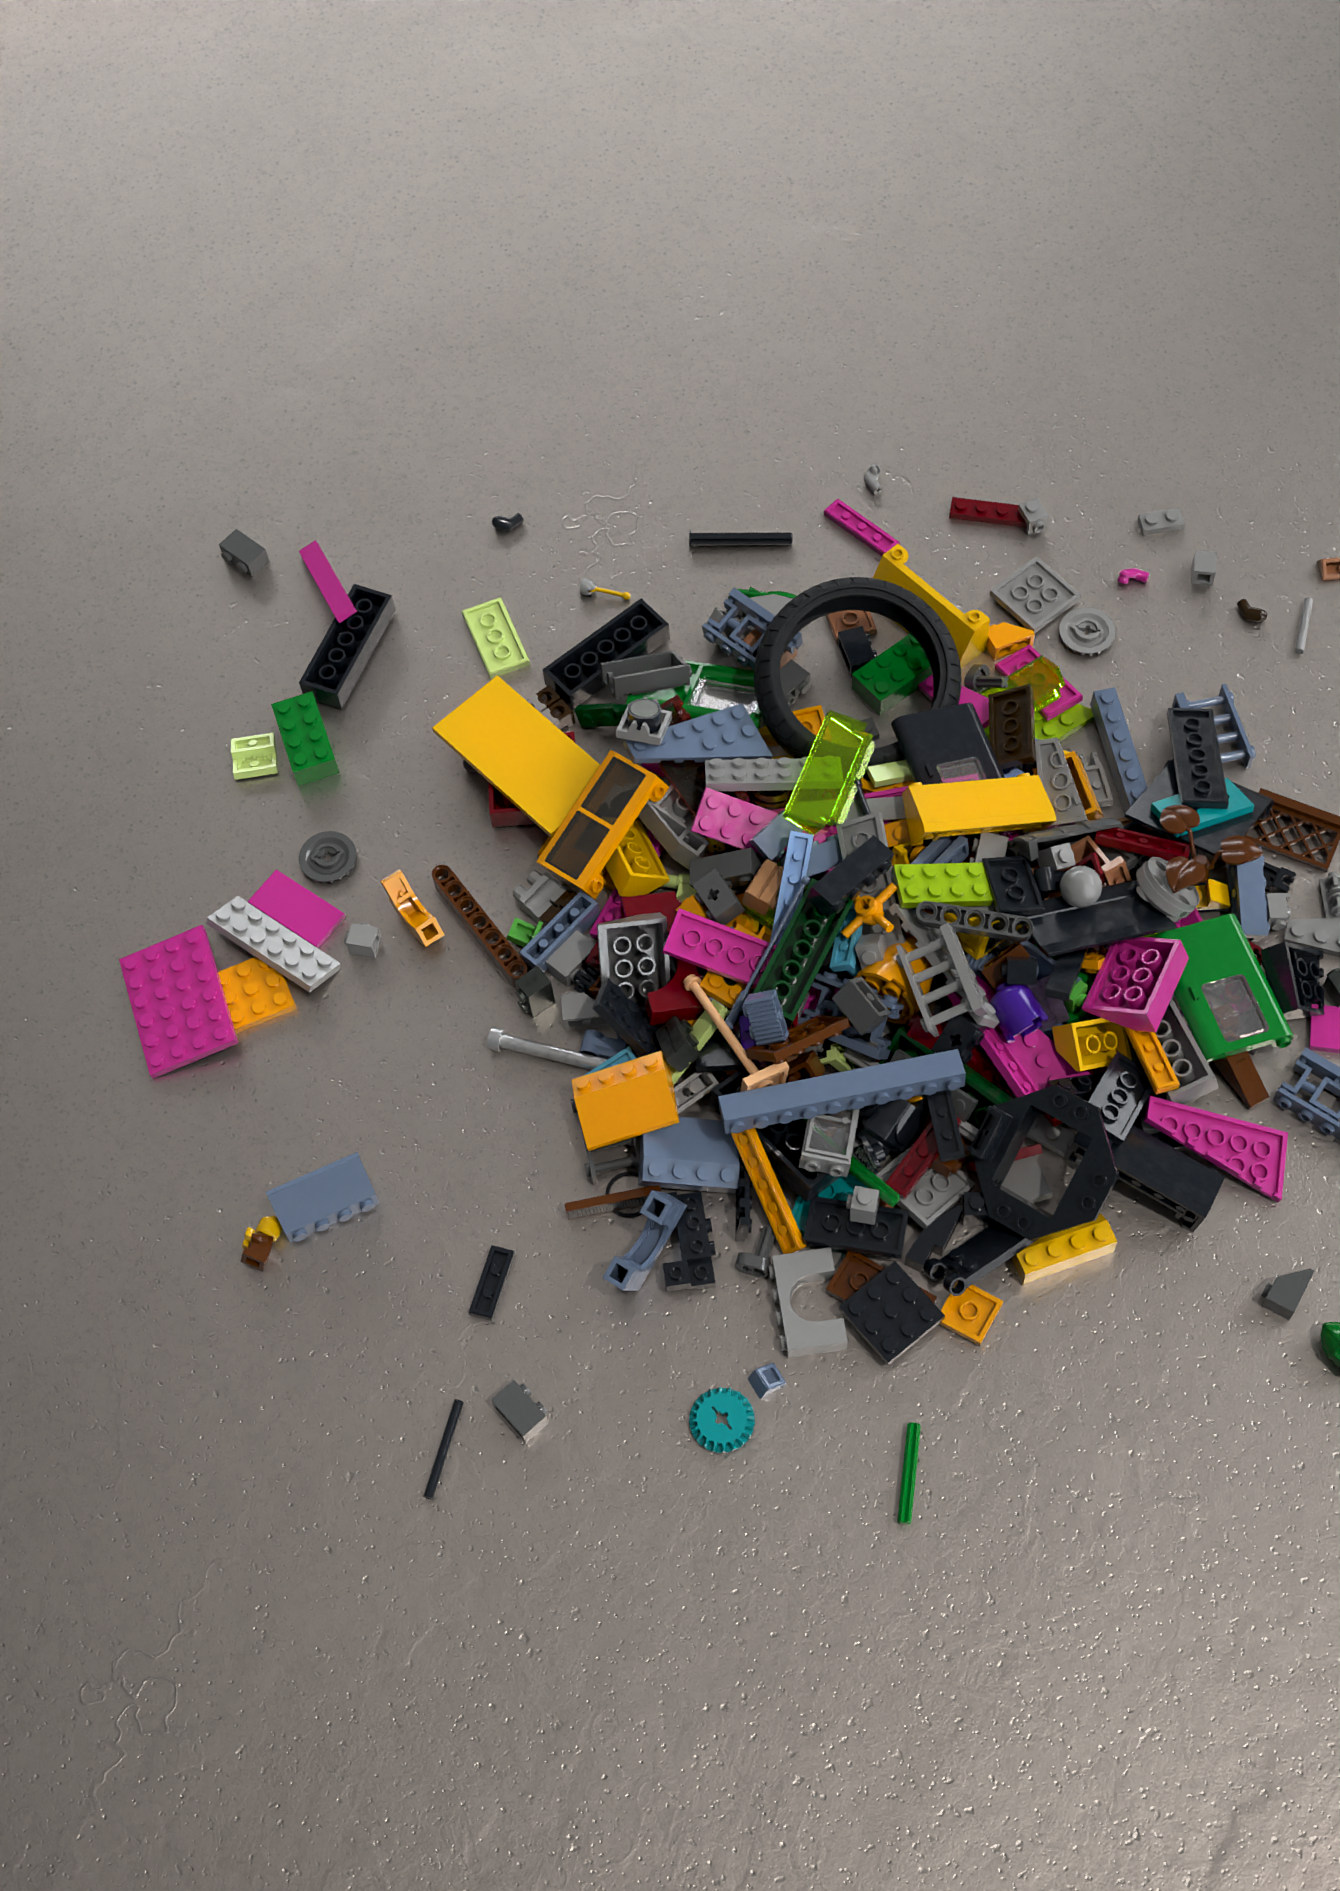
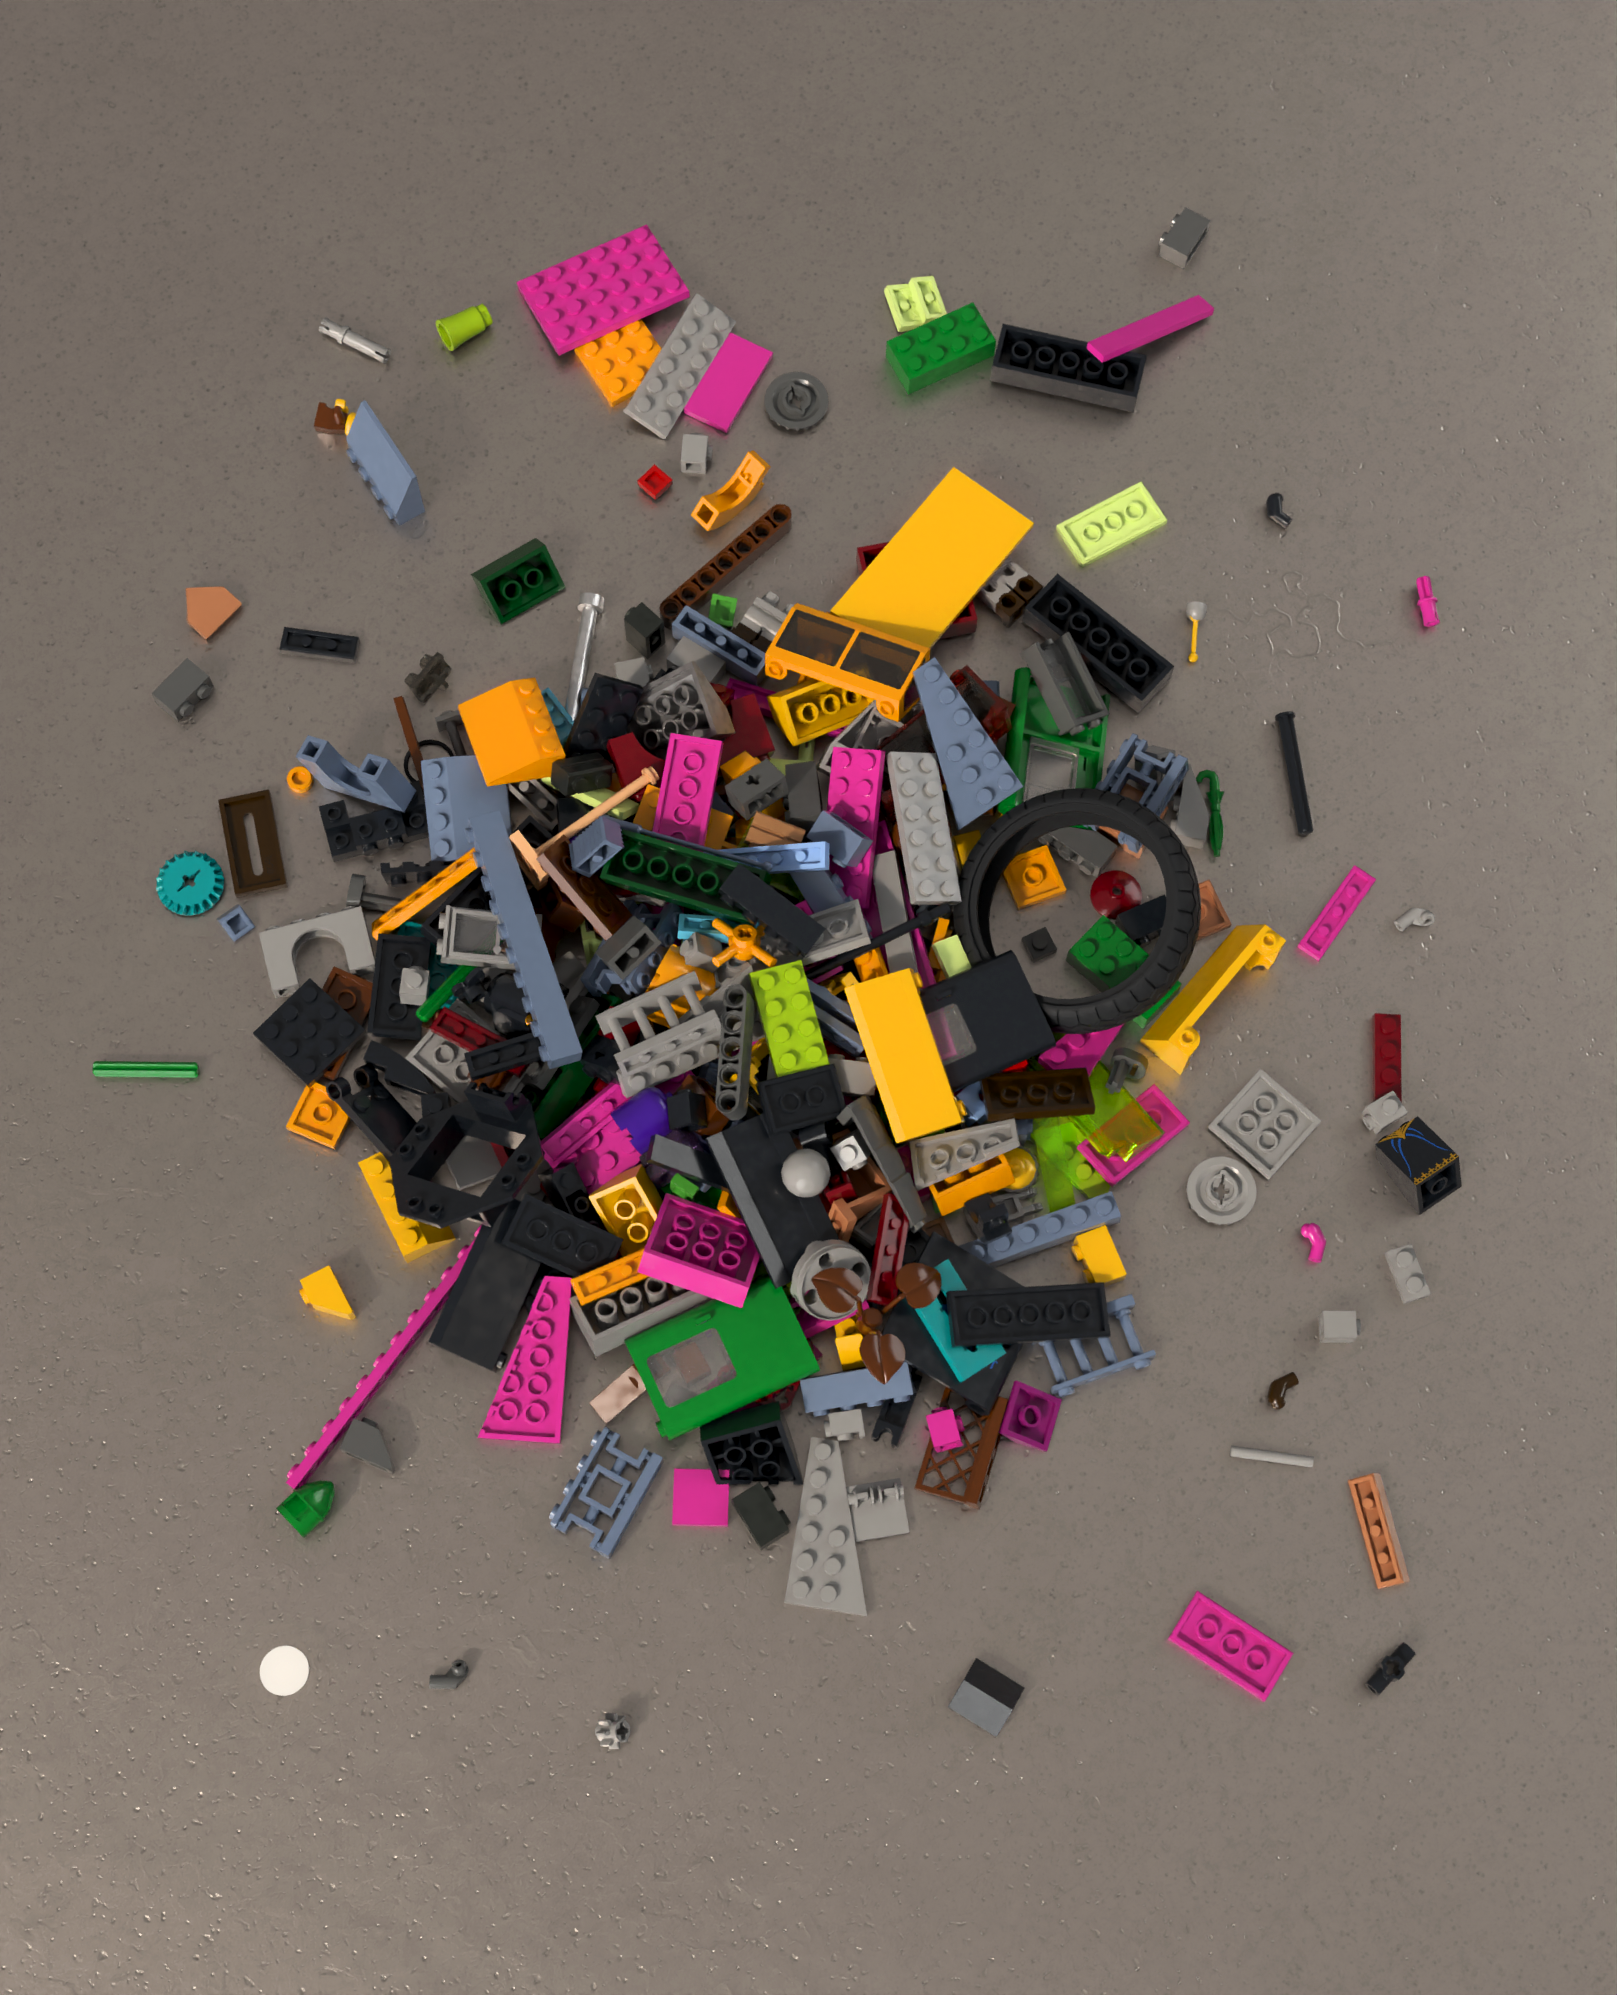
camera: 75 degrees right, 10 degrees up
(169, 1232) = (346, 336): none -> light grey pin
(186, 1124) = (463, 325): none -> lime plant
(384, 976) = (655, 482): none -> red plate
(436, 1382) = (209, 608): none -> nougat slope
(443, 1449) = (143, 628): black piece -> none
(460, 1098) = (518, 580): none -> dark green slope
(536, 1177) = (431, 677): none -> clear smoke hips
(600, 714) = (1009, 651): dark green hinge -> none
(617, 435) = (1427, 602): none -> dark pink axle
(628, 1310) = (300, 779): none -> light orange tile
(644, 722) = (956, 672): piece -> none
(683, 1344) = (232, 814): none -> dark brown piece
(829, 774) = (910, 880): clear neon green slope -> none
(830, 680) = (1108, 903): none -> dark red dish
(1007, 639) = (1189, 1092): light orange slope -> none
(1070, 736) = (1053, 1163): none -> clear neon green tile
(1075, 498) = (1419, 1164): none -> black slope
(1117, 777) = (986, 1219): none -> black arch
(1142, 1318) = (326, 1293): none -> yellow slope
(1144, 715) = (1098, 1257): none -> yellow brick
(1215, 1273) = (384, 1366): none -> dark pink plate
(1270, 778) = (1030, 1416): none -> magenta slope
(1283, 836) = (945, 1429): none -> dark pink brick

